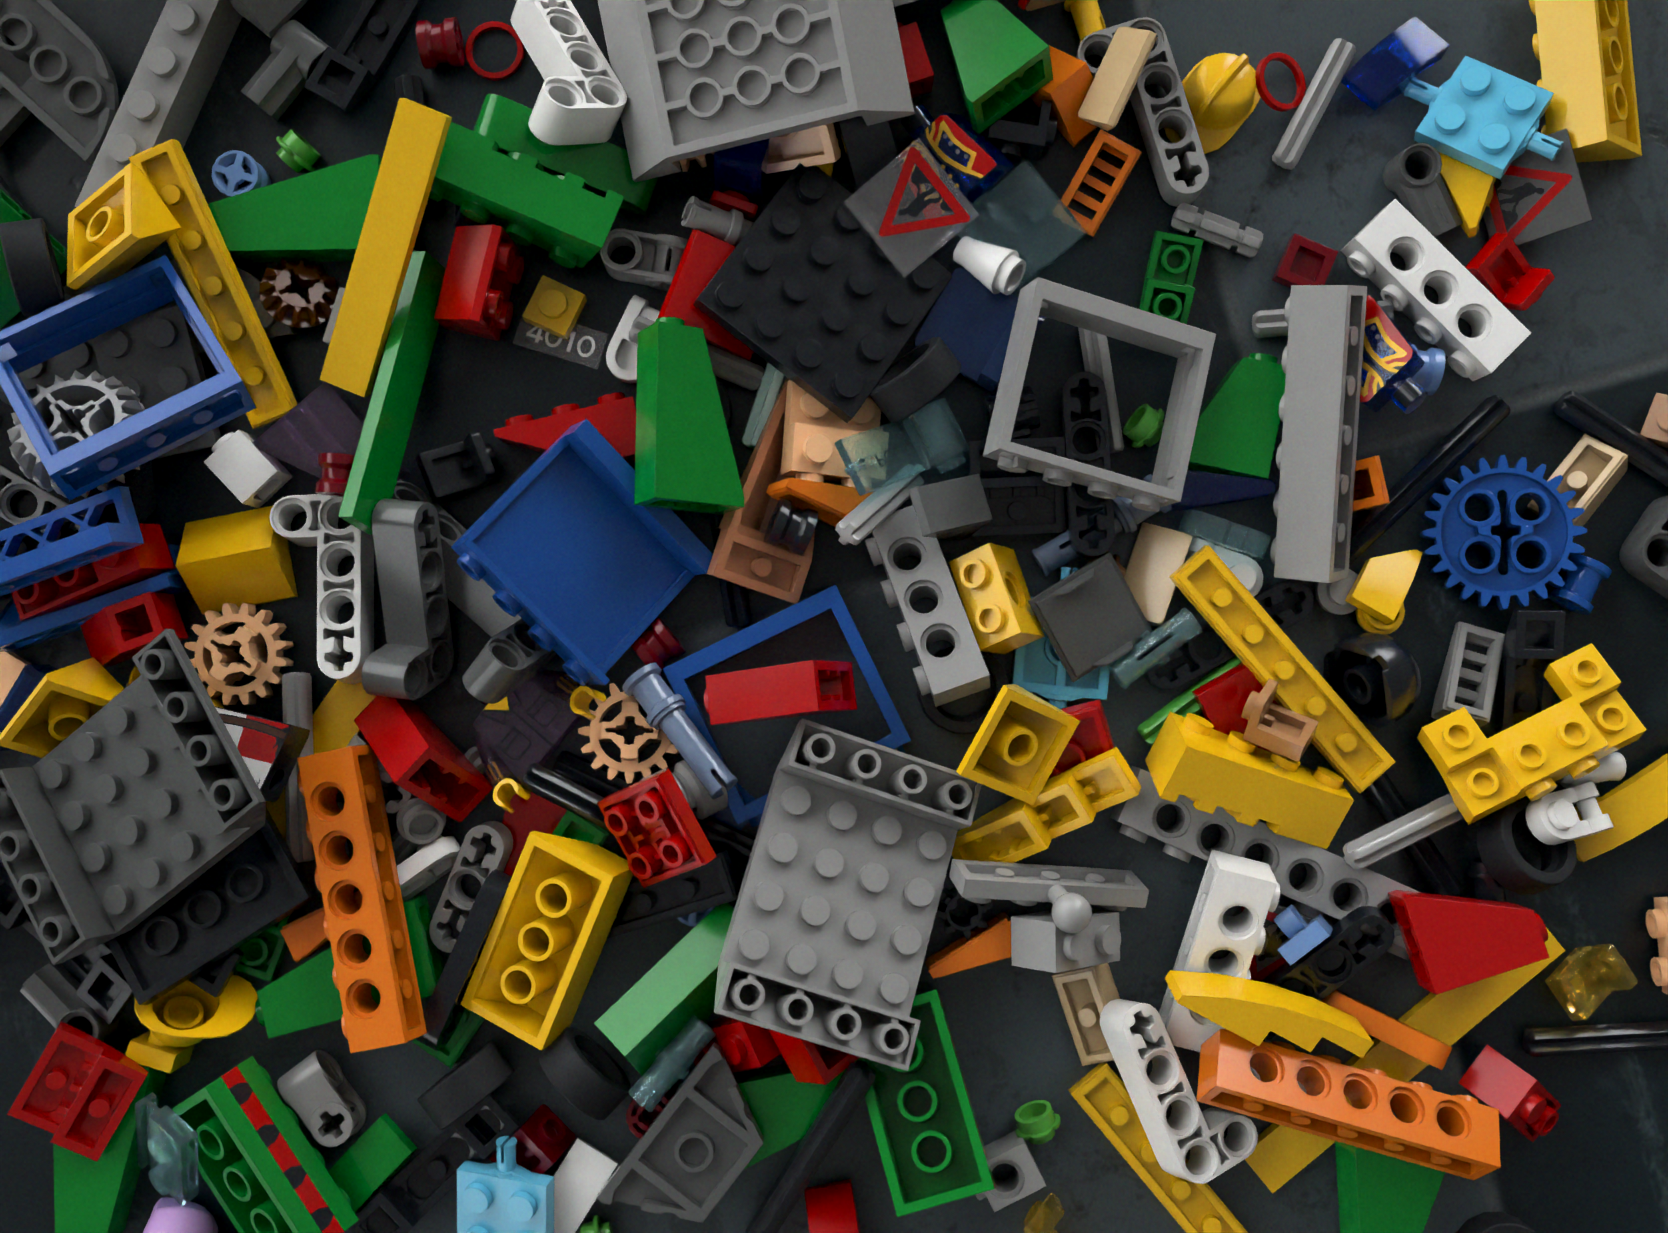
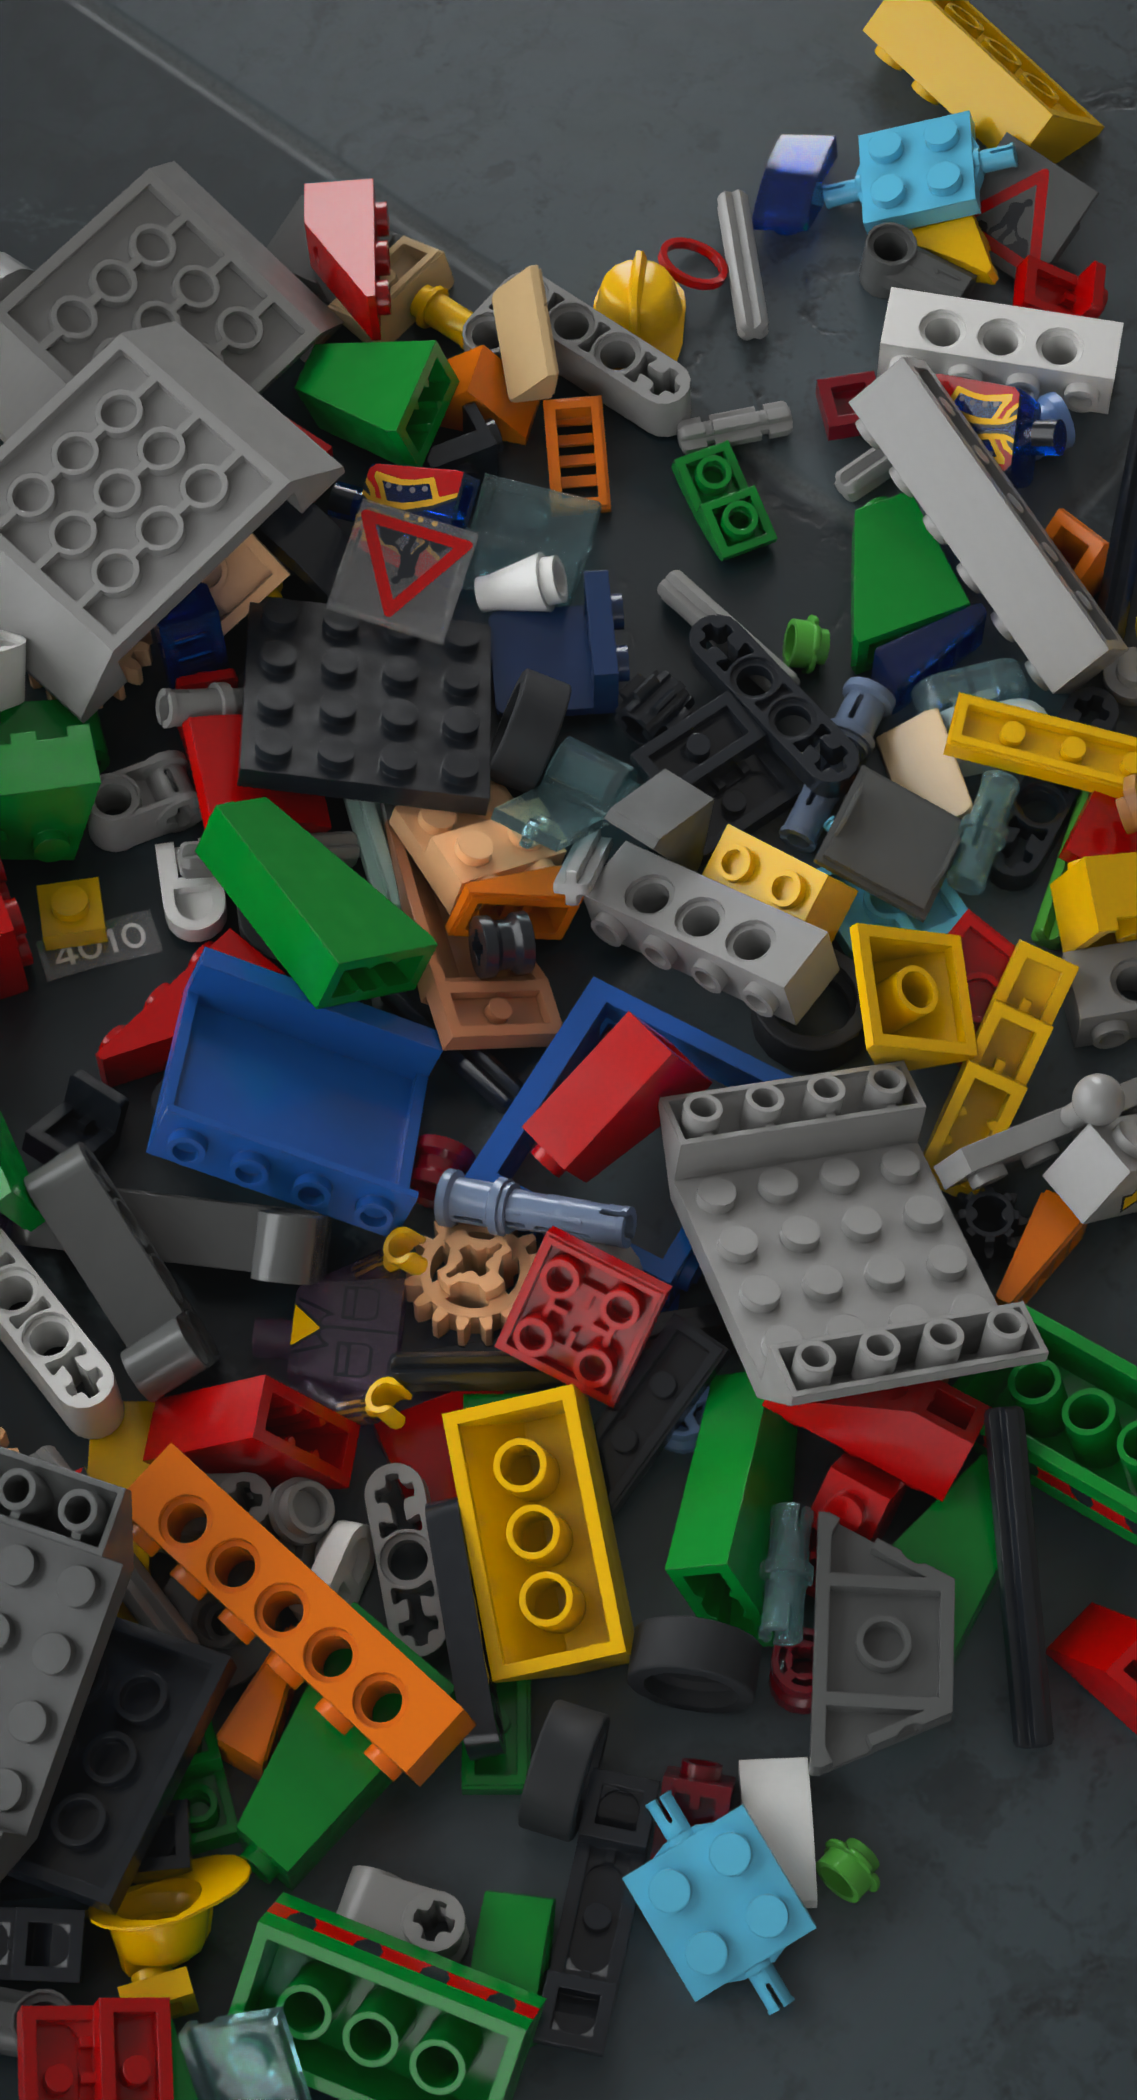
camera: 35 degrees left, 25 degrees down
(1121, 322) = (719, 541): light grey window -> none

